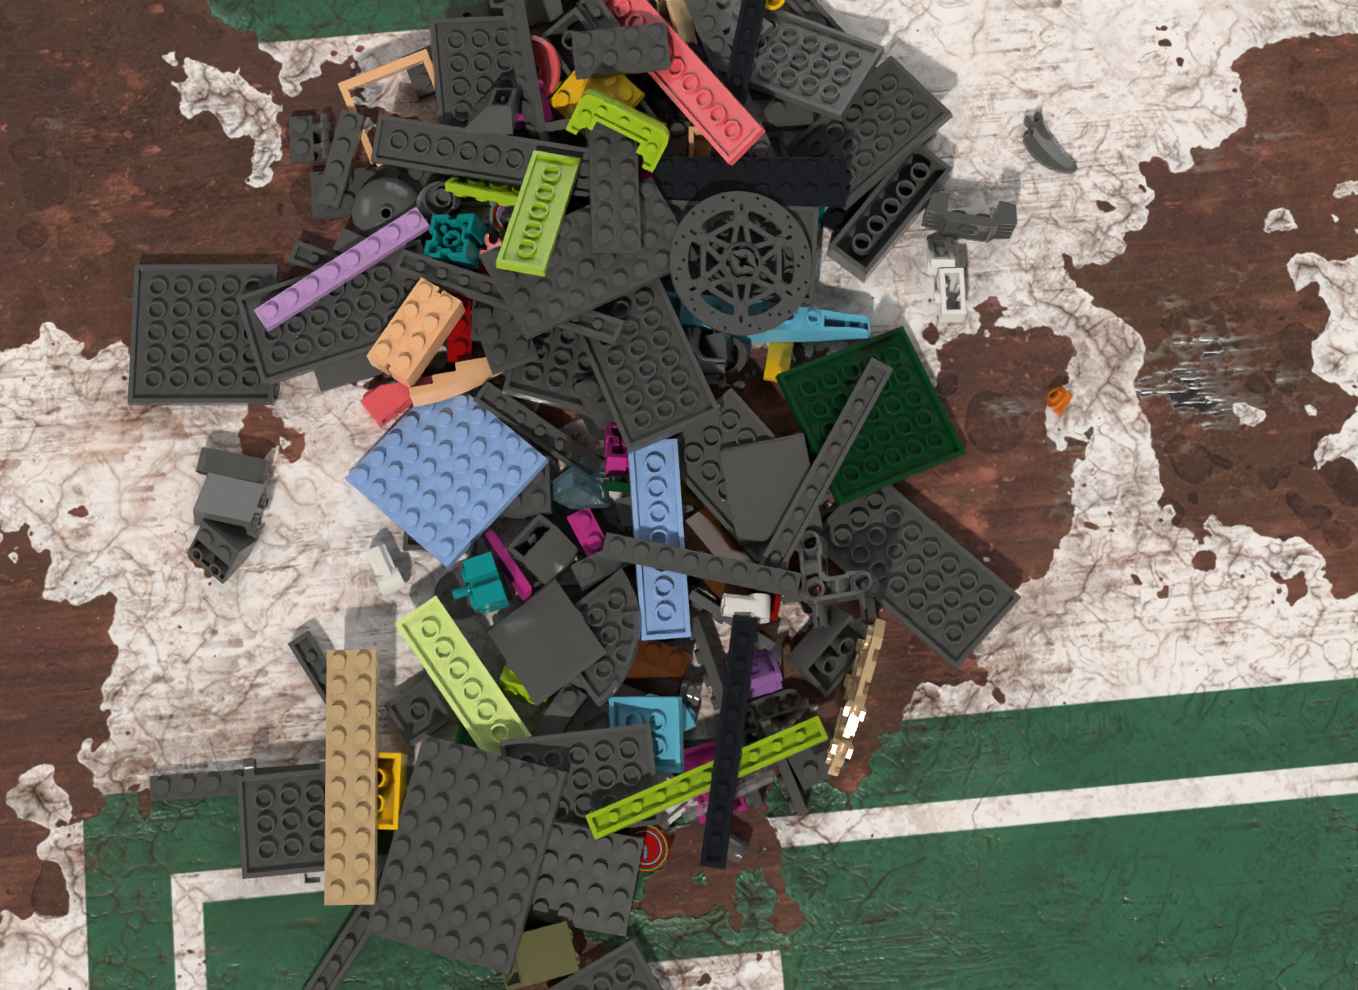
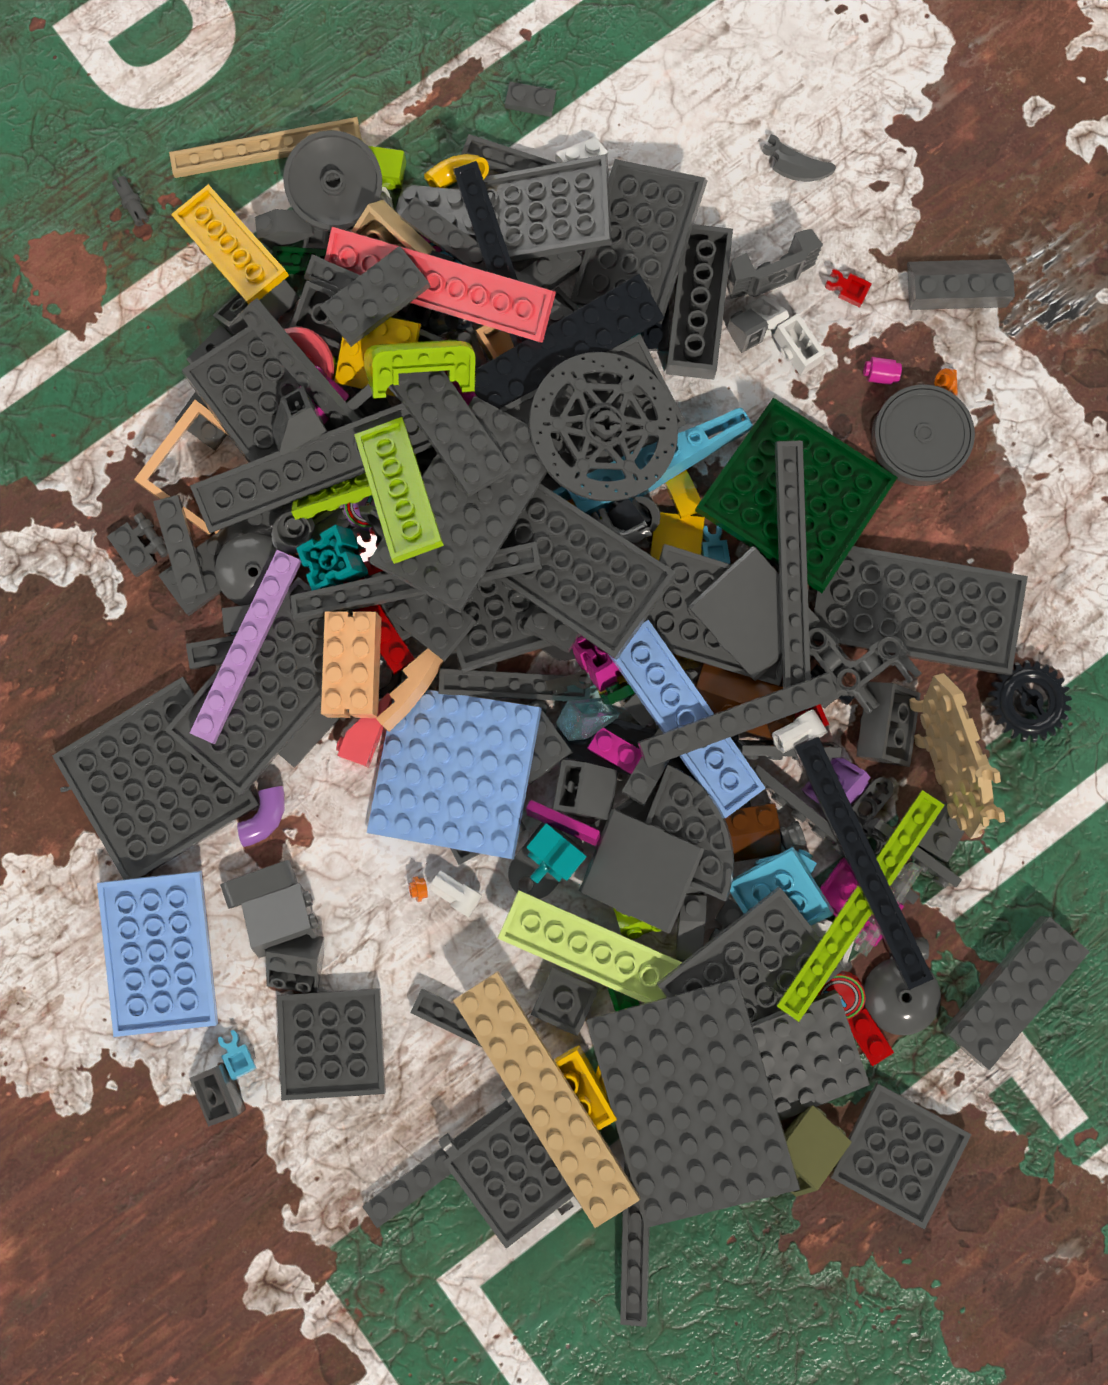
camera: 25 degrees left, 5 degrees up
(92, 614) = (217, 1095): none -> dark grey slope
(116, 472) = (157, 953): none -> light blue plate
(126, 595) = (238, 1059): none -> medium azure plate
(208, 630) = (331, 1044): none -> dark grey plate
(271, 418) = (266, 819): none -> medium lavender cylinder
(357, 548) = (418, 889): none -> orange plate
(650, 897) = (869, 1038): none -> red plate
(693, 900) = (884, 1001): none -> dark grey dish
(753, 390) = (679, 533): none -> yellow tile
(776, 419) = (714, 547): none -> medium azure plate
(795, 934) = (1015, 992): none -> dark grey brick
(874, 34) = (581, 150): none -> white plate
(915, 257) = (747, 329): none -> dark grey slope
(960, 727) = (1044, 721): none -> black gear
(1008, 430) = (923, 435): none -> dark grey brick
(1009, 358) = (882, 370): none -> dark pink brick
(1025, 277) = (852, 289): none -> red plate
(1120, 325) = (960, 284): none -> dark grey slope

